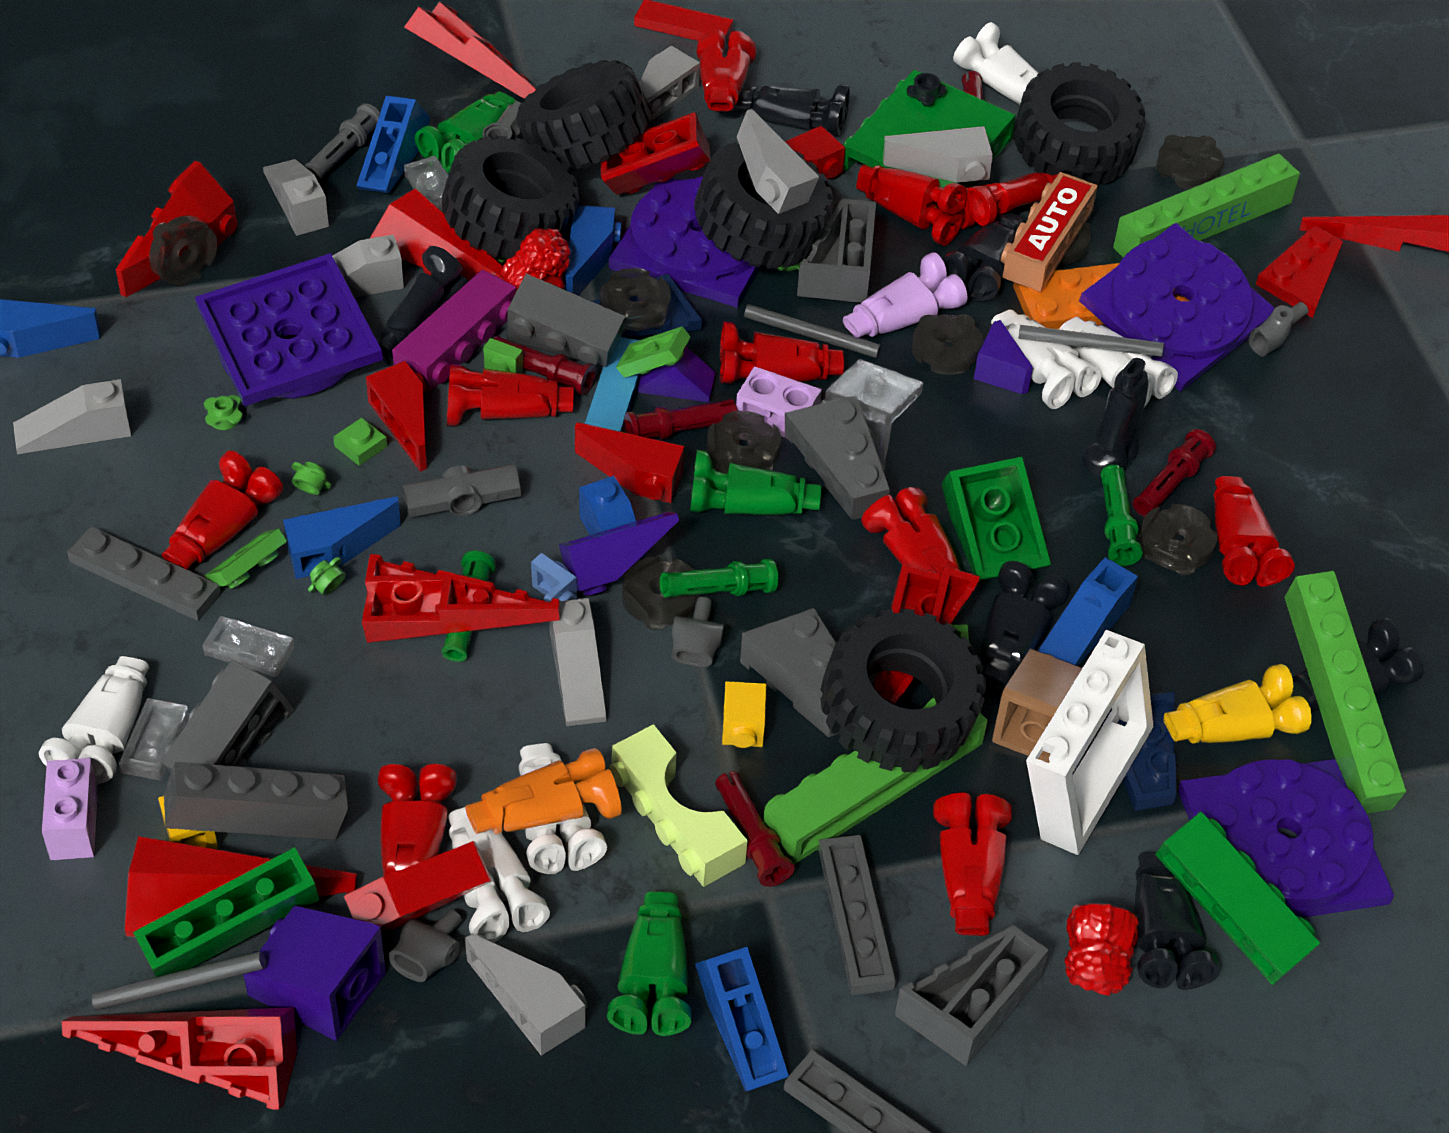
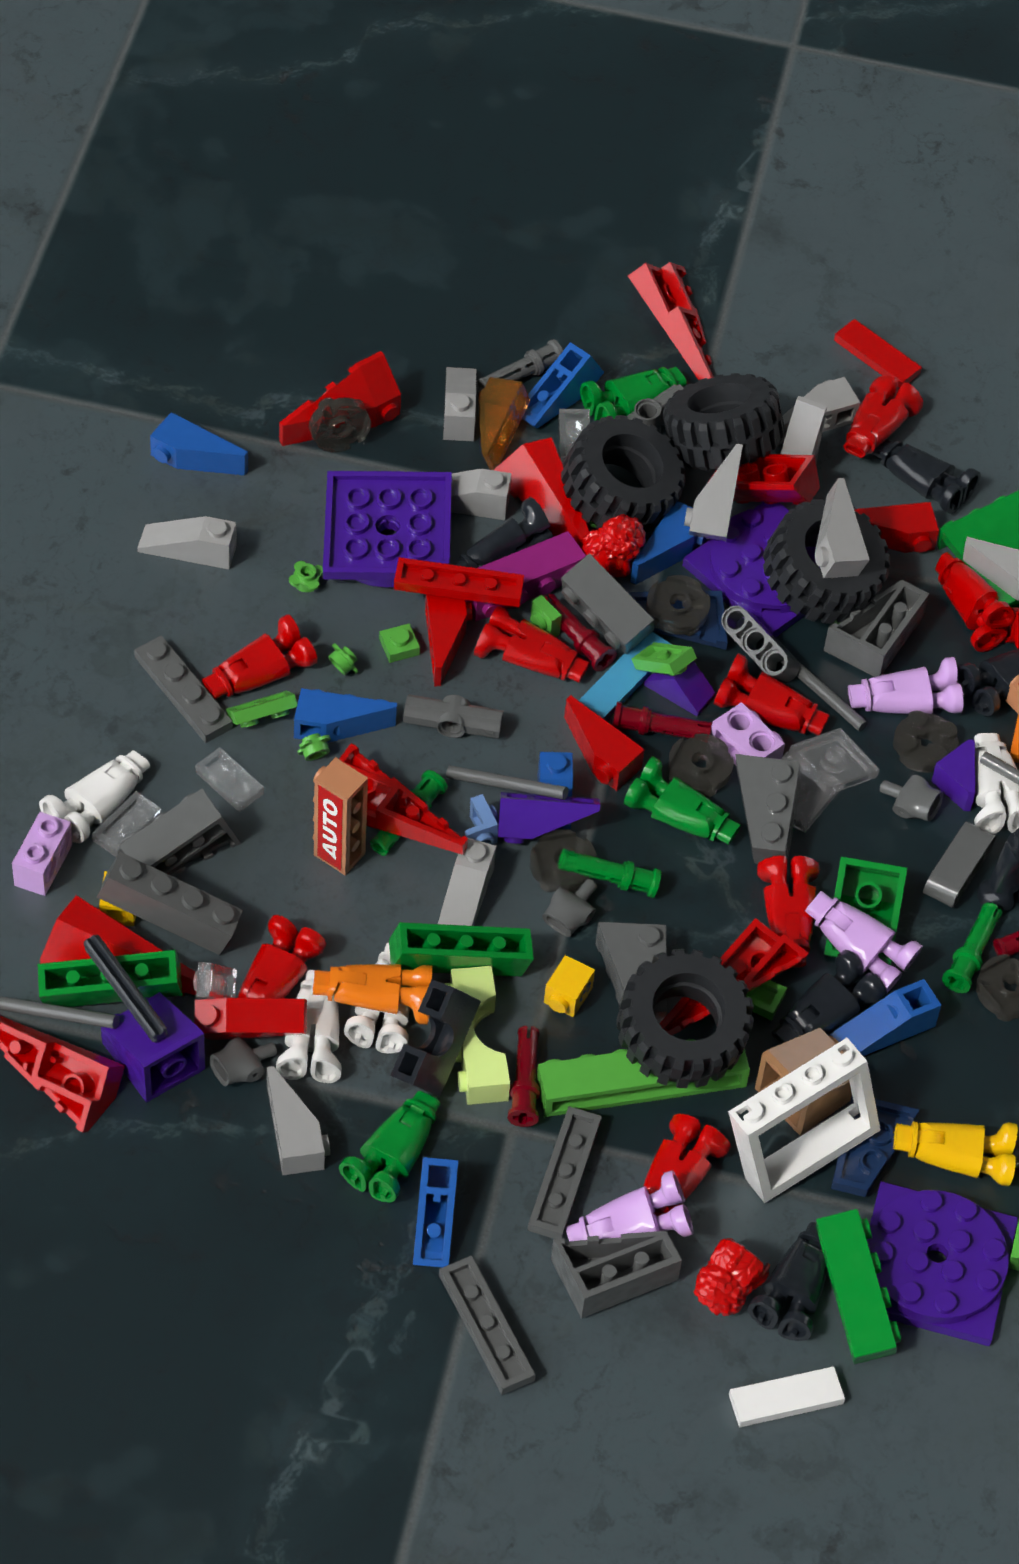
camera: 25 degrees right, 5 degrees up
(259, 914) = (125, 988): none -> black axle
(346, 182) = (500, 413): none -> clear orange slope
(354, 865) = (215, 981): none -> clear plate
(398, 353) = (458, 582): none -> red plate
(406, 627) = (340, 815): none -> nougat brick
(559, 532) = (507, 782): none -> dark grey bar
(612, 717) = (461, 946): none -> green brick
(624, 194) = (714, 504): none -> light grey slope
(647, 794) = (450, 1020): none -> black arch
(669, 90) = (805, 428): none -> light grey slope
(722, 299) = (748, 637): none -> dark grey beam
(964, 923) = (636, 1213): none -> lavender piece
(972, 397) = (914, 799): none -> dark grey piece
(1001, 540) = (864, 936): none -> lavender piece
(1055, 442) = (959, 864): none -> dark grey beam
(1231, 1052) = (786, 1396): none -> white tile

